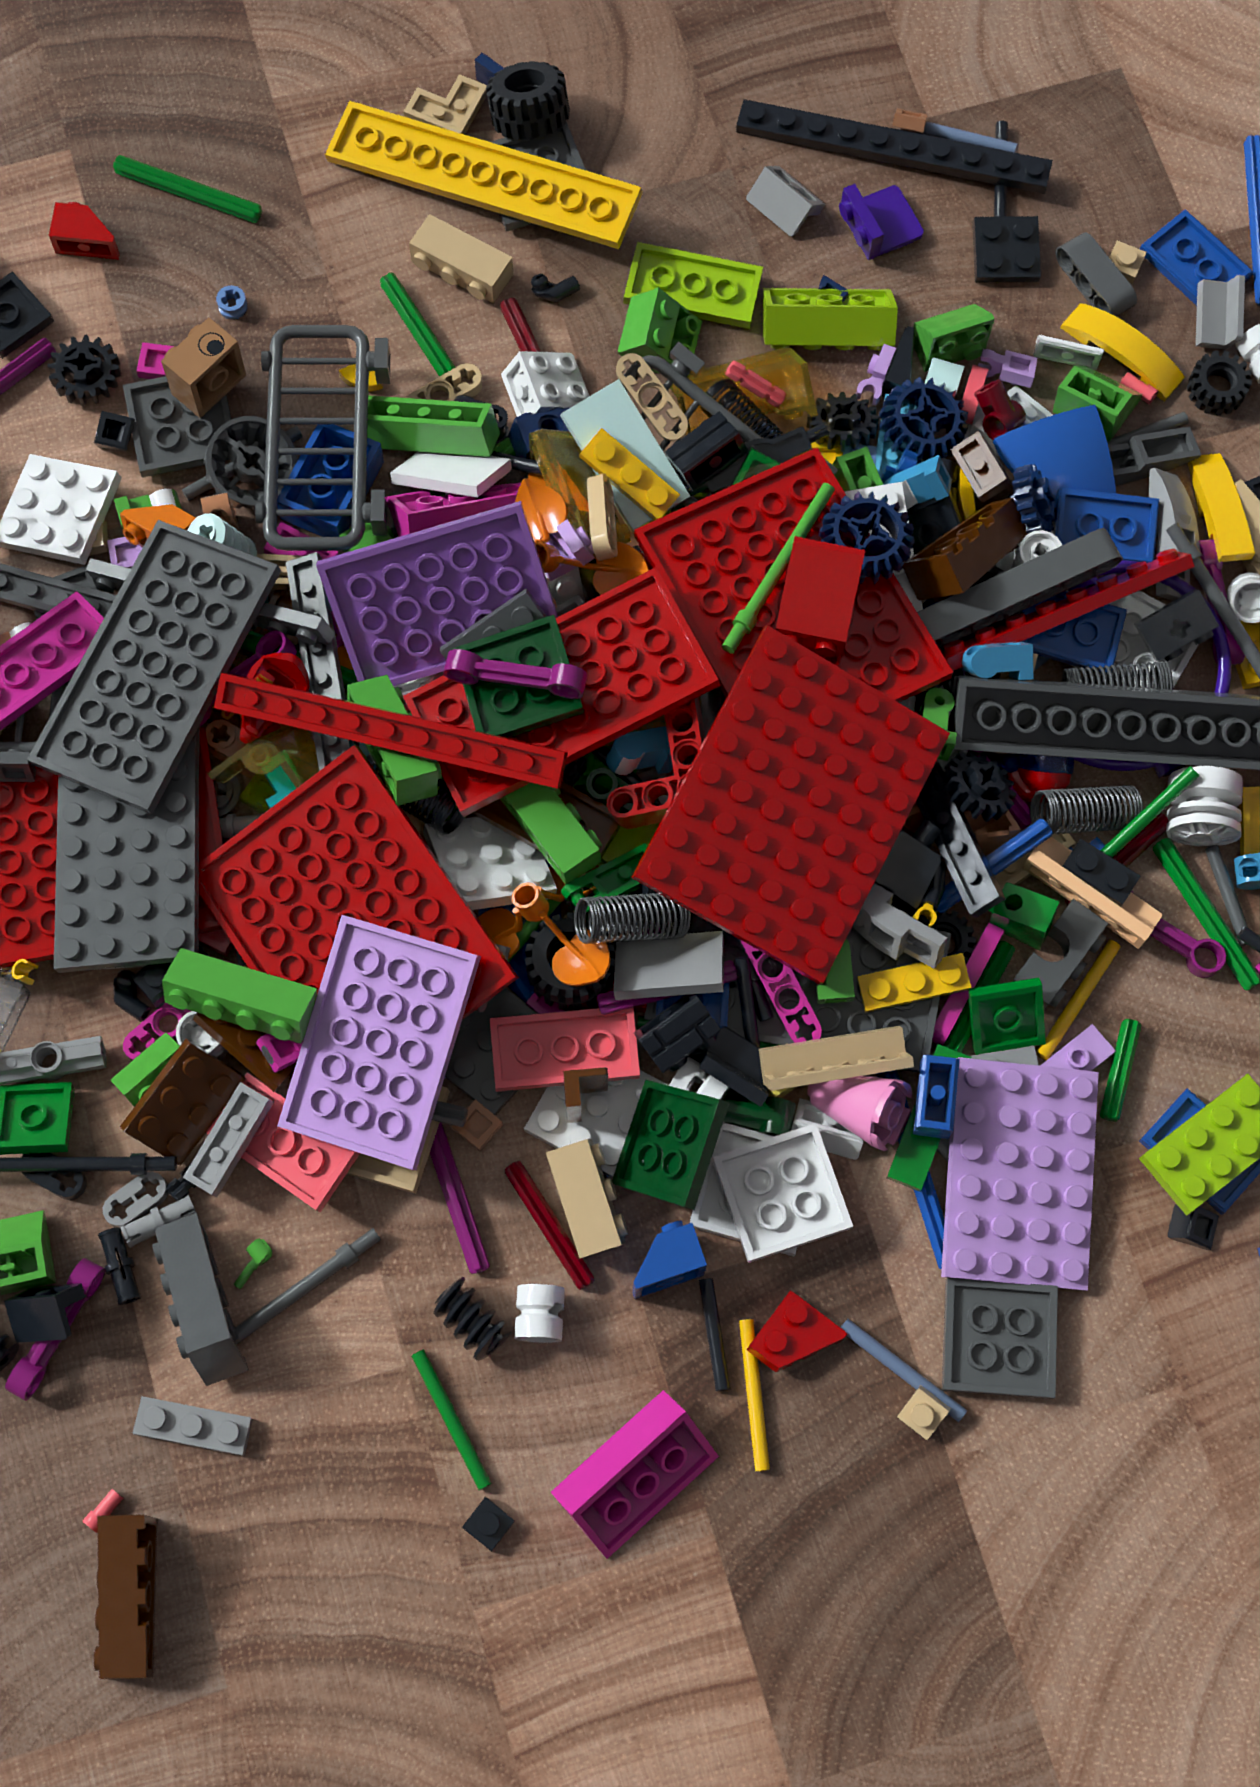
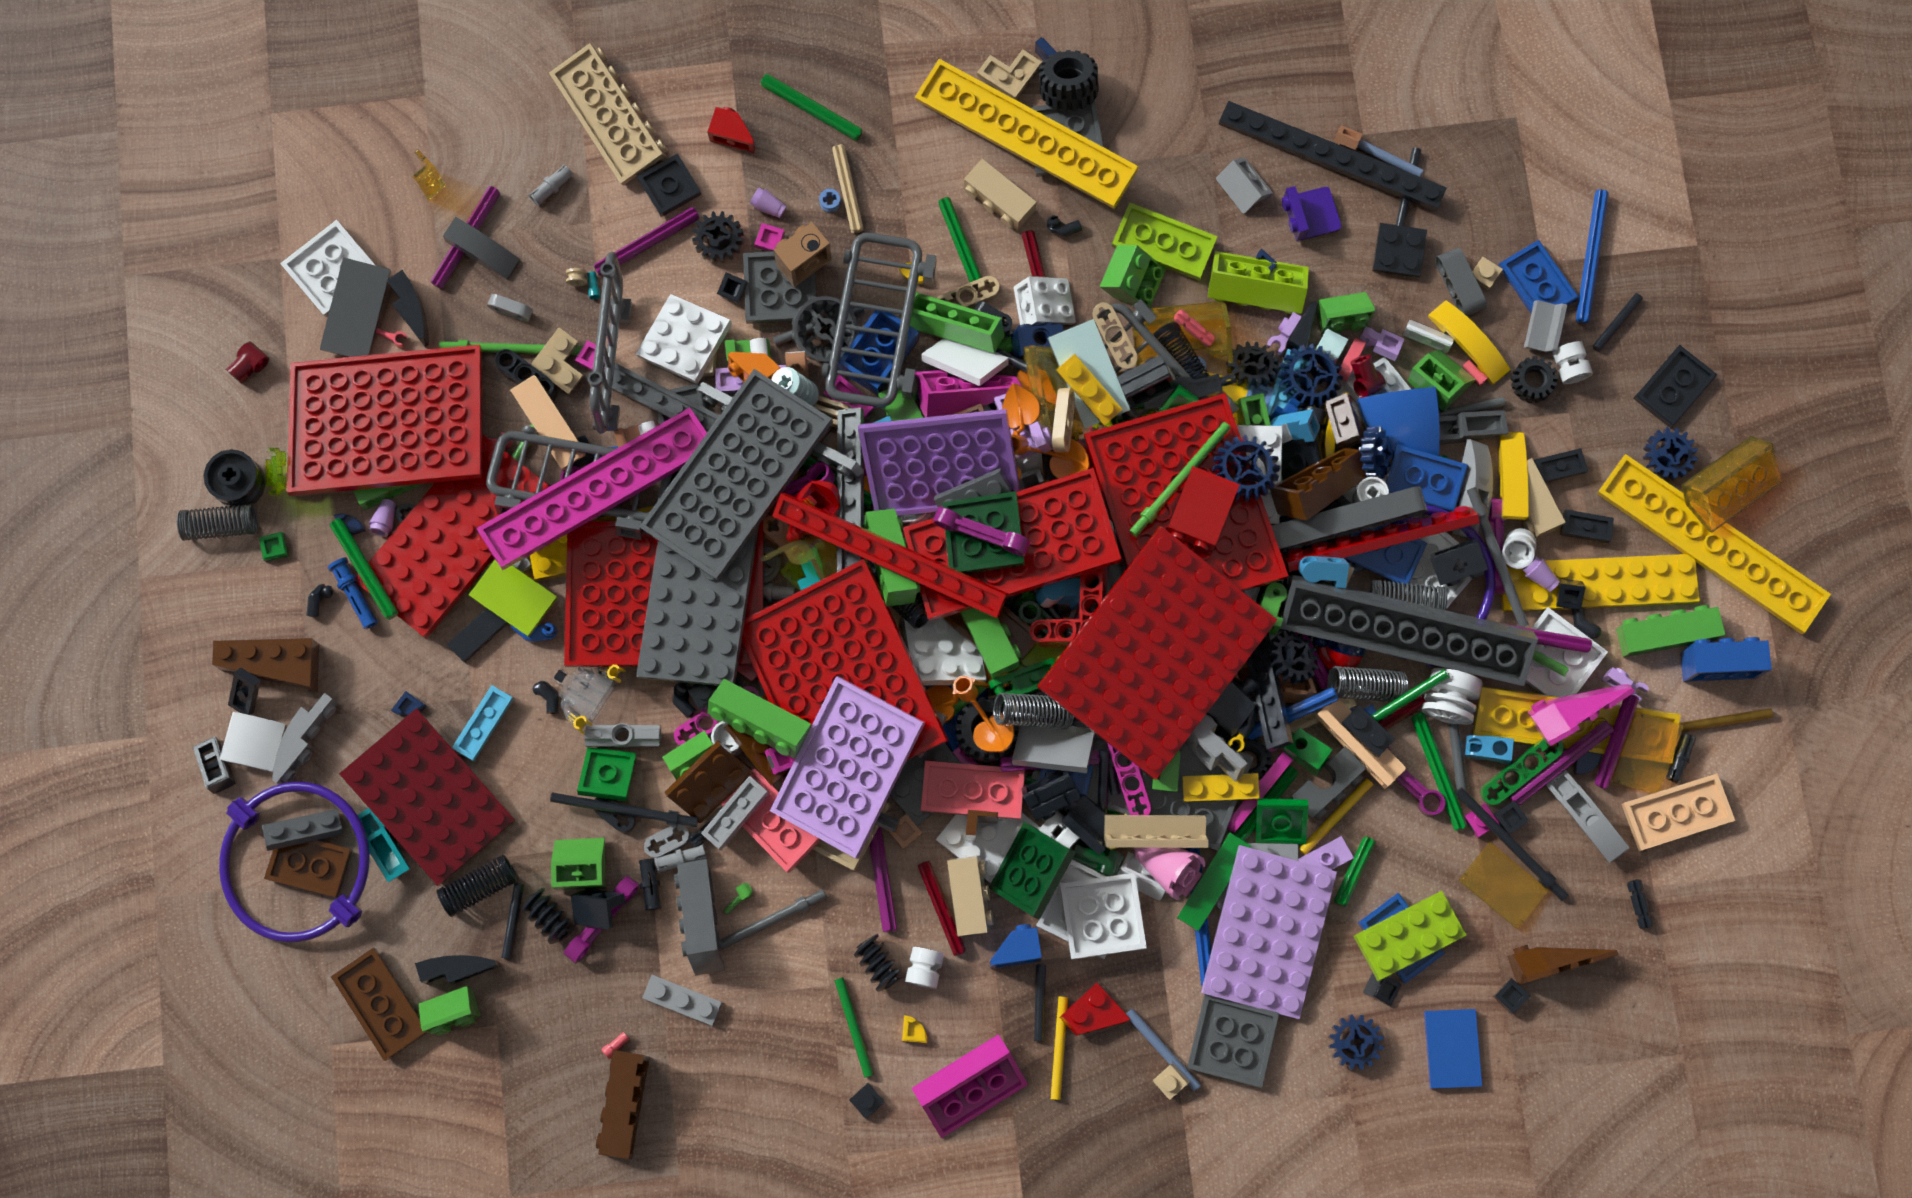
camera: 15 degrees right, 5 degrees up
(146, 317) = (767, 203): none -> lavender cone
(252, 282) = (847, 188): none -> tan axle
(539, 1409) = (913, 1031): none -> yellow tile
(936, 1096) = (1219, 870): blue brick -> none
(1178, 1321) = (1357, 1054): none -> dark blue gear

